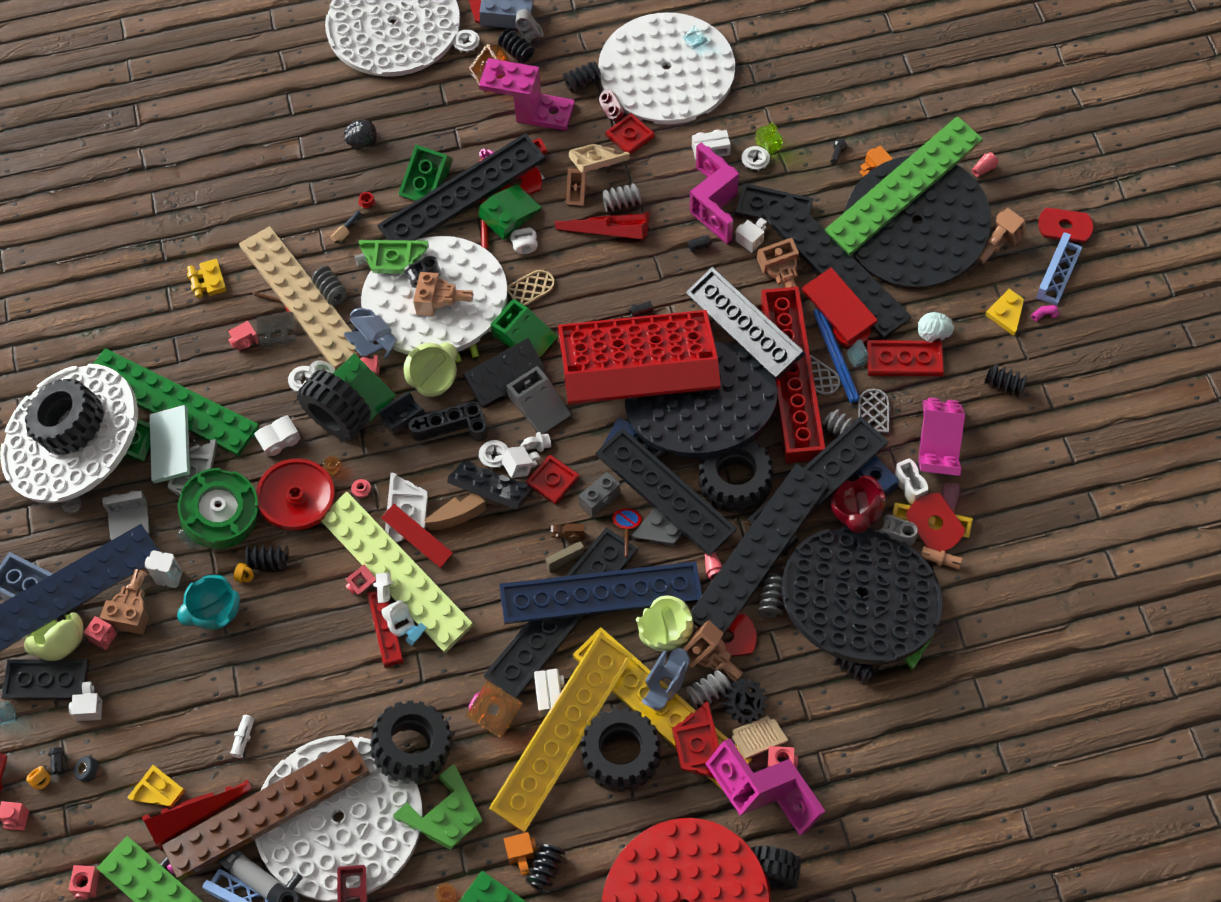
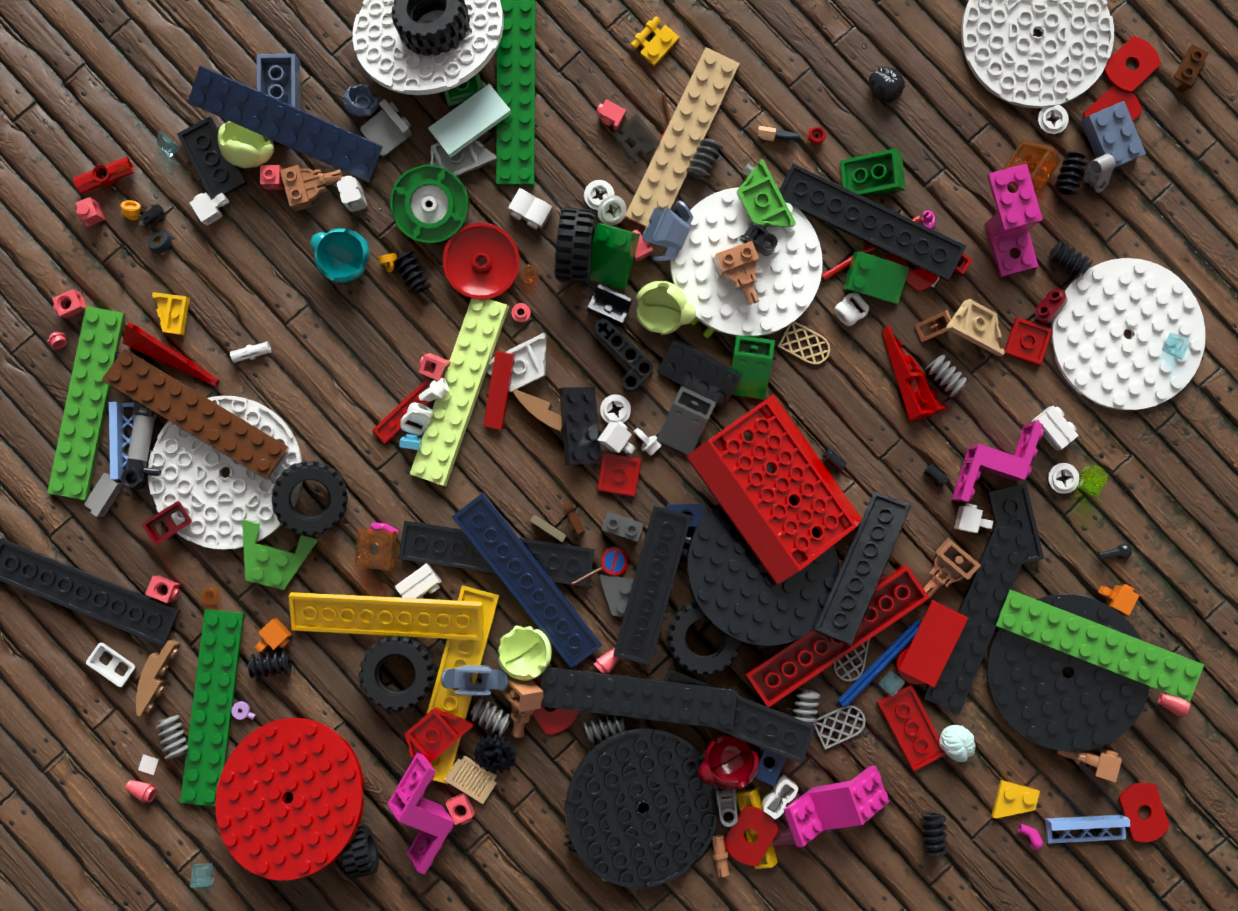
camera: 60 degrees right, 25 degrees up
(88, 527) = (359, 101): none -> sand blue hair

